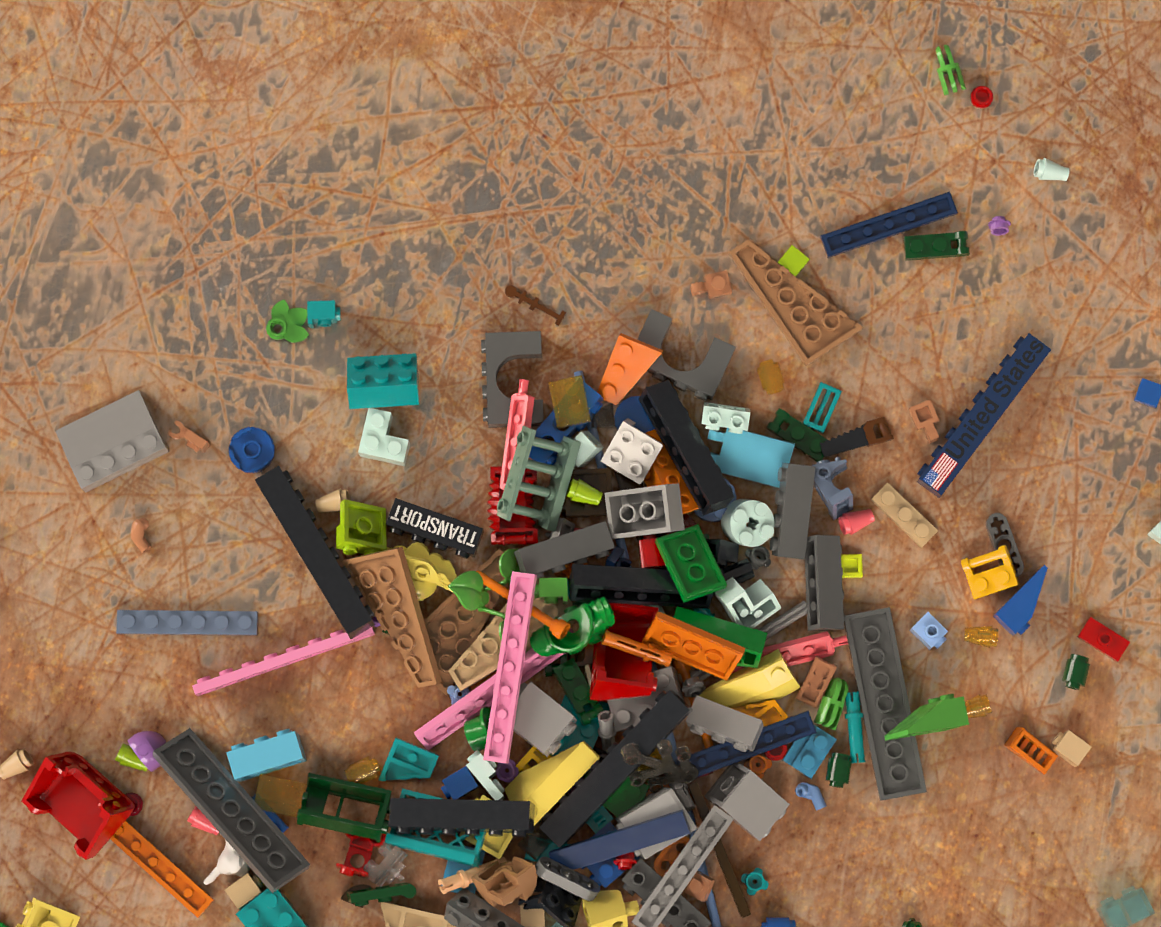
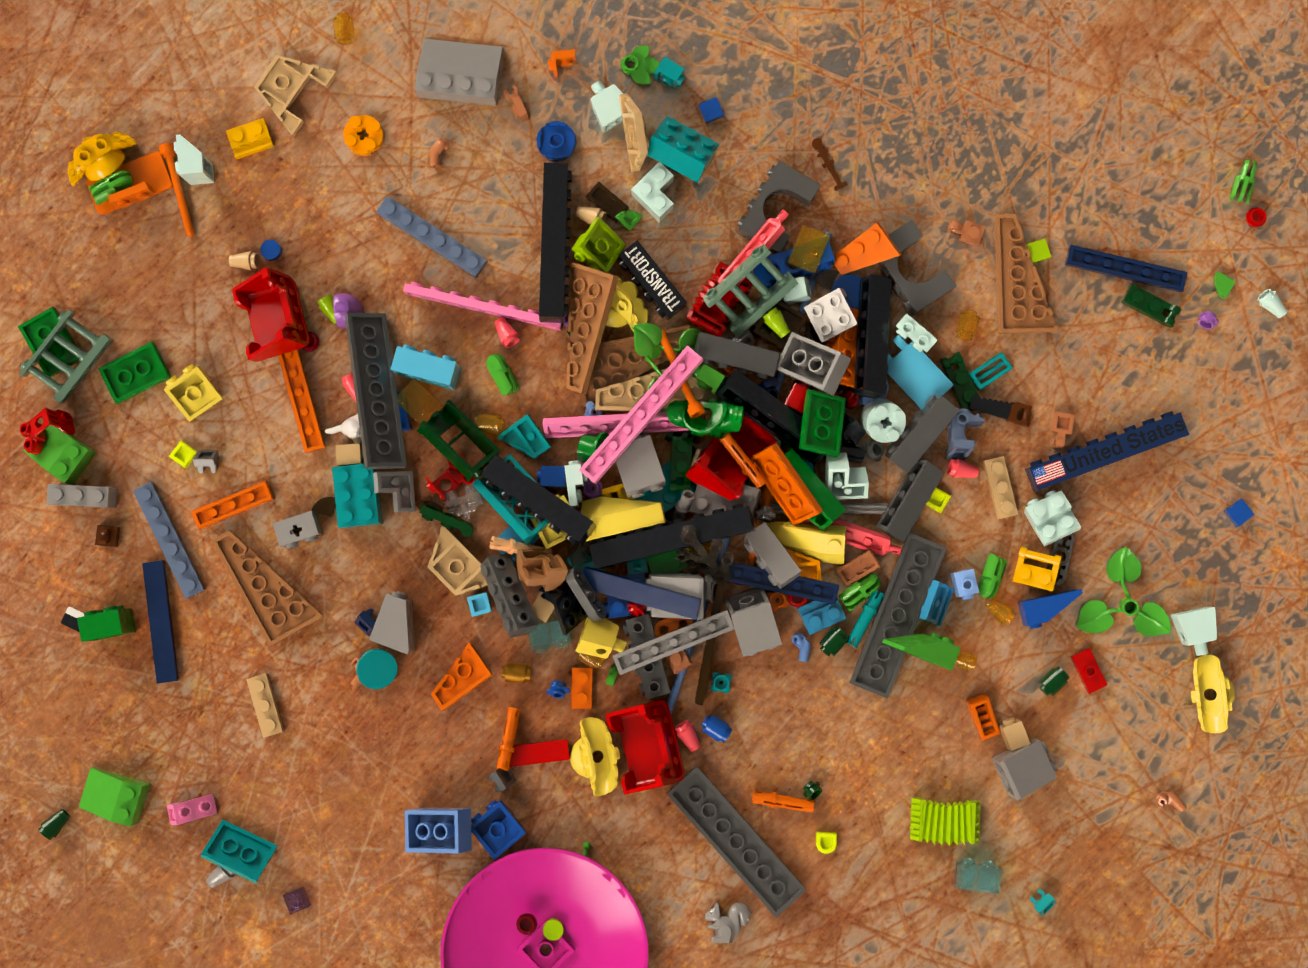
camera: 30 degrees right, 5 degrees up
(34, 737) = (271, 250): none -> blue tile
(66, 570) = (357, 125): none -> light orange plate
(206, 364) = (564, 58): none -> orange bracket
(283, 382) = (606, 105): none -> light aqua torso
(315, 889) = (401, 486): none -> light grey plate
(323, 671) = (507, 334): none -> coral cone
(326, 394) = (635, 136): none -> tan wing
(340, 477) = (606, 200): none -> dark brown tile
(345, 714) = (502, 374): none -> bright green arm
(372, 481) = (628, 218): none -> bright green tile
(385, 323) = (711, 110): none -> blue tile
(705, 522) = (851, 399): none -> dark red plate
(914, 667) = (936, 603): none -> dark azure plate
(951, 607) = (991, 576): none -> bright green arm
(971, 513) = (1051, 517): none -> light aqua plate
(992, 182) = (1223, 284): none -> bright green tile
(1060, 877) = (945, 822): none -> lime piece
(1076, 582) = (1150, 620): none -> bright green plant
(1102, 774) = (1025, 769): none -> light grey slope

